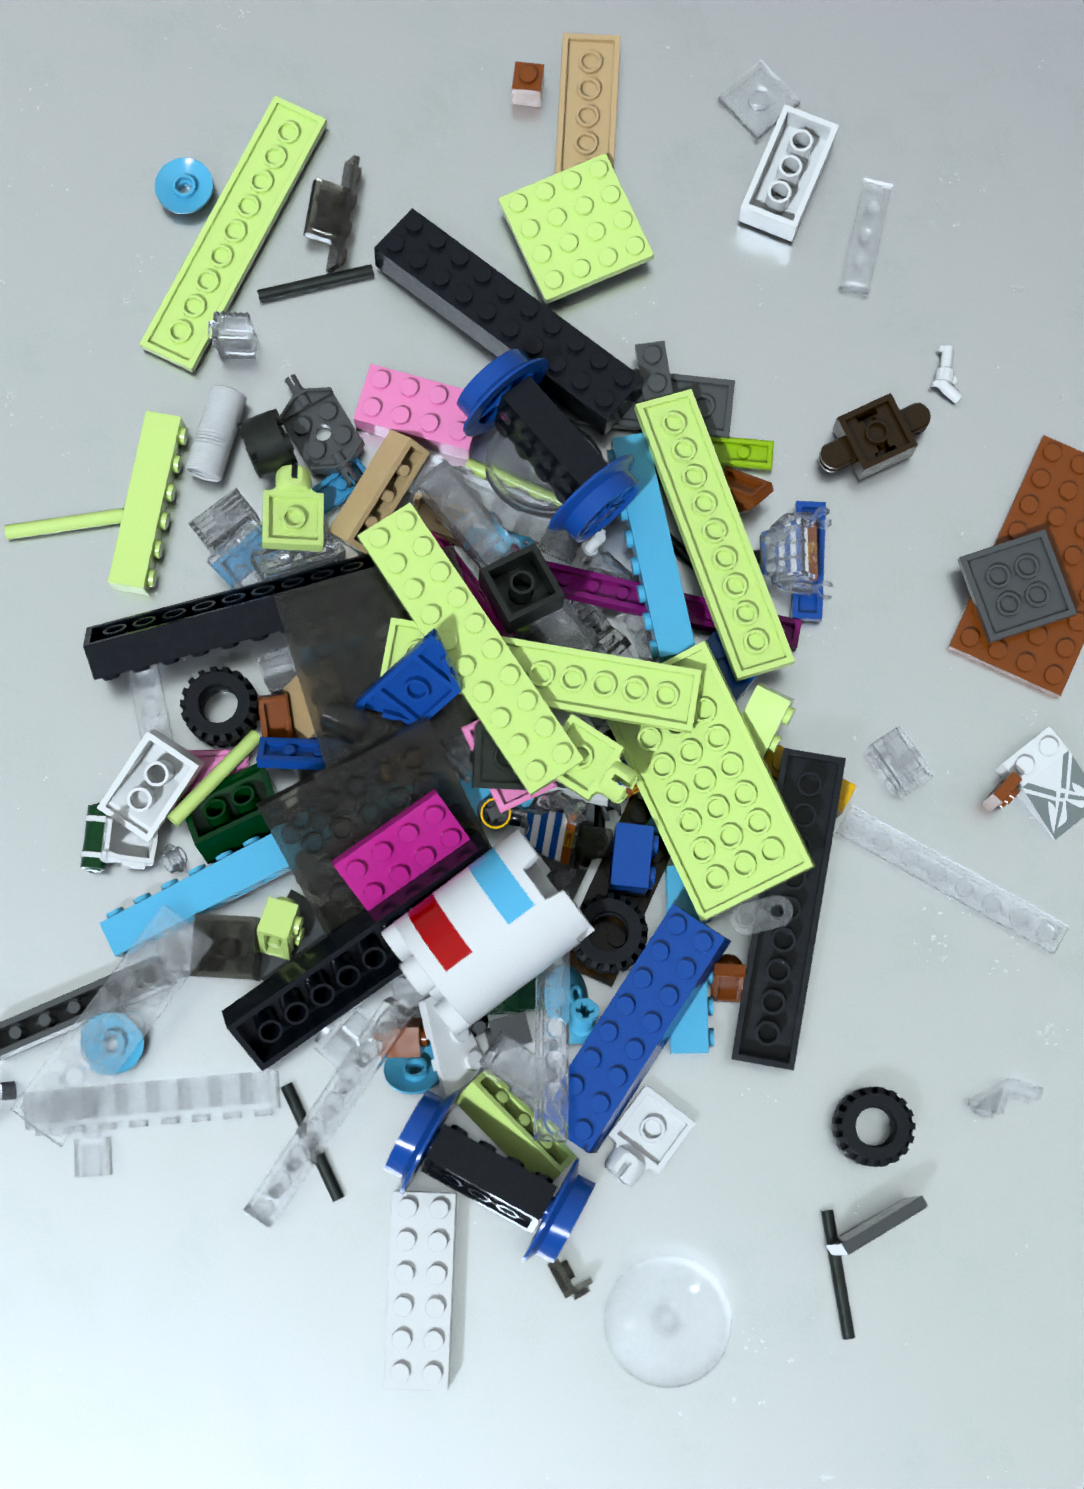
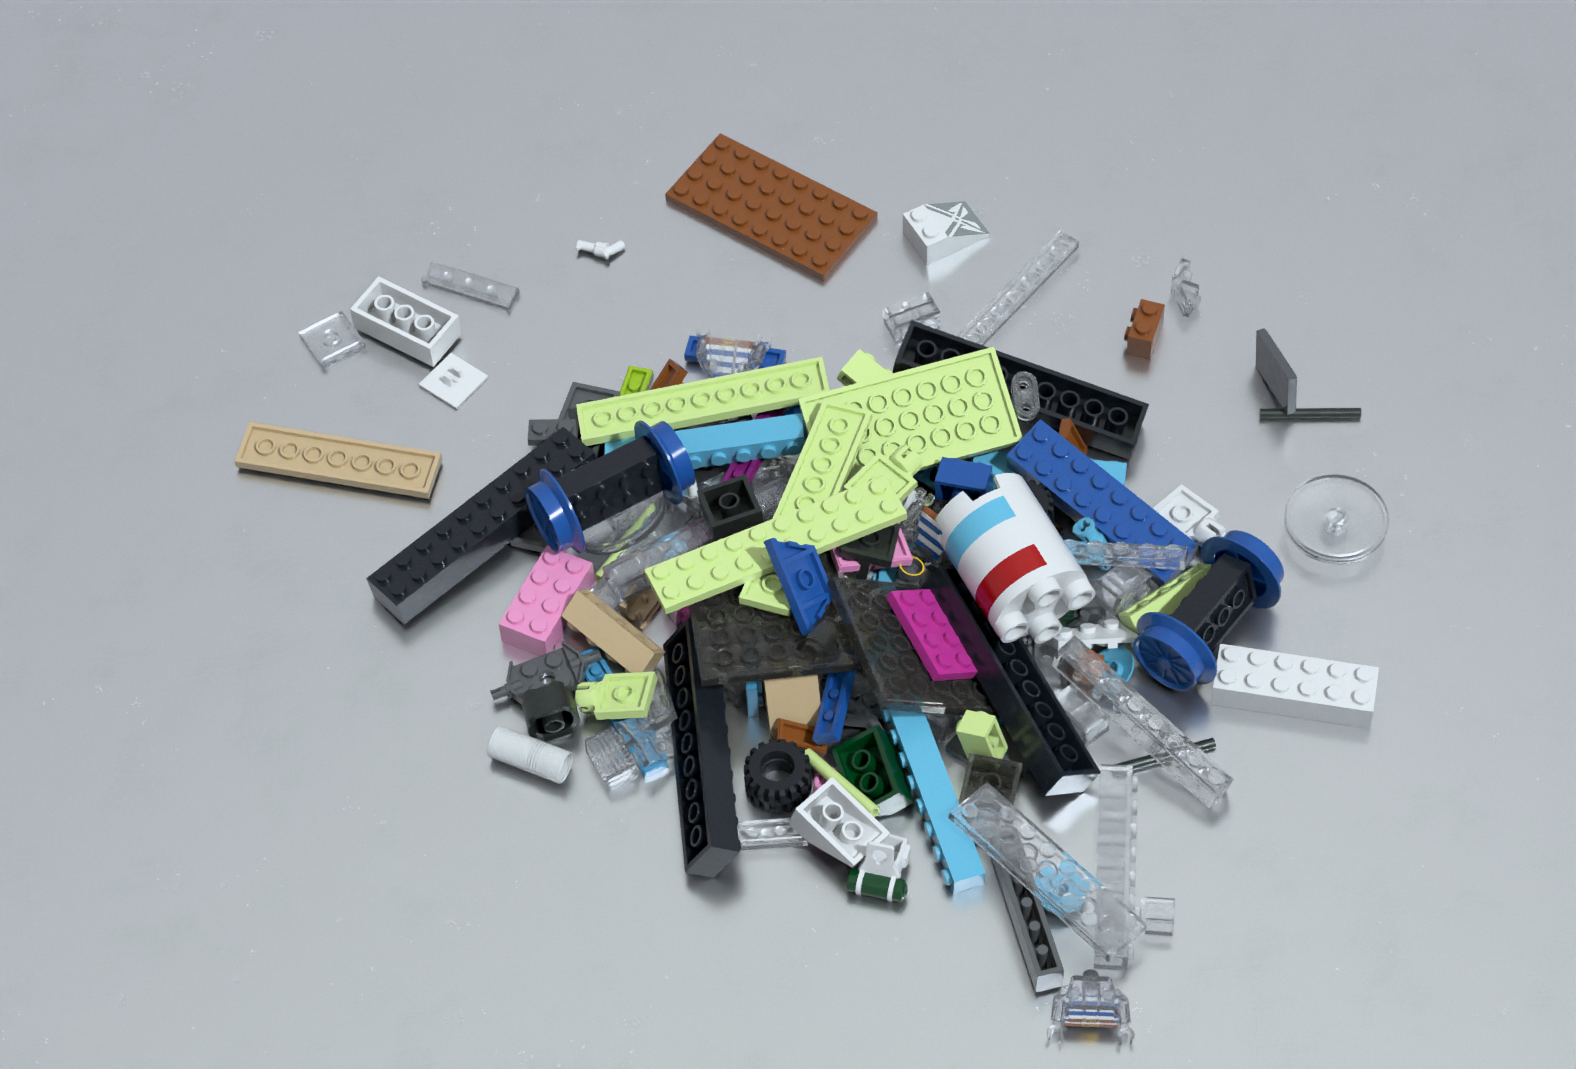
camera: 80 degrees left, 25 degrees down
(63, 524) = (583, 887): yellowish green piece -> none
(147, 503) = (580, 815): yellowish green brick -> none
(174, 858) = (905, 828): clear plate -> none
(181, 174) = (288, 748): medium azure dish -> none
(233, 232) = (347, 725): yellowish green plate -> none
(233, 335) = (446, 724): clear brick -> none
(277, 669) = (755, 719): clear brick -> none
(315, 282) = (407, 672): pearl dark grey bar -> none
(330, 212) = (349, 645): clear smoke bracket -> none
(528, 84) = (273, 491): dark orange brick -> none
(563, 1274) = (1296, 588): clear smoke bracket -> none
(576, 228) = (413, 470): yellowish green plate -> none
(723, 248) = (453, 381): none -> white piece
(874, 436) = (643, 295): dark brown brick -> none
(900, 1123) = (1202, 354): black tyre -> none
(928, 1053) = (1145, 329): none -> dark orange brick
(1003, 792) = (948, 251): dark orange plate -> none
(1016, 586) = (787, 220): dark grey plate -> none

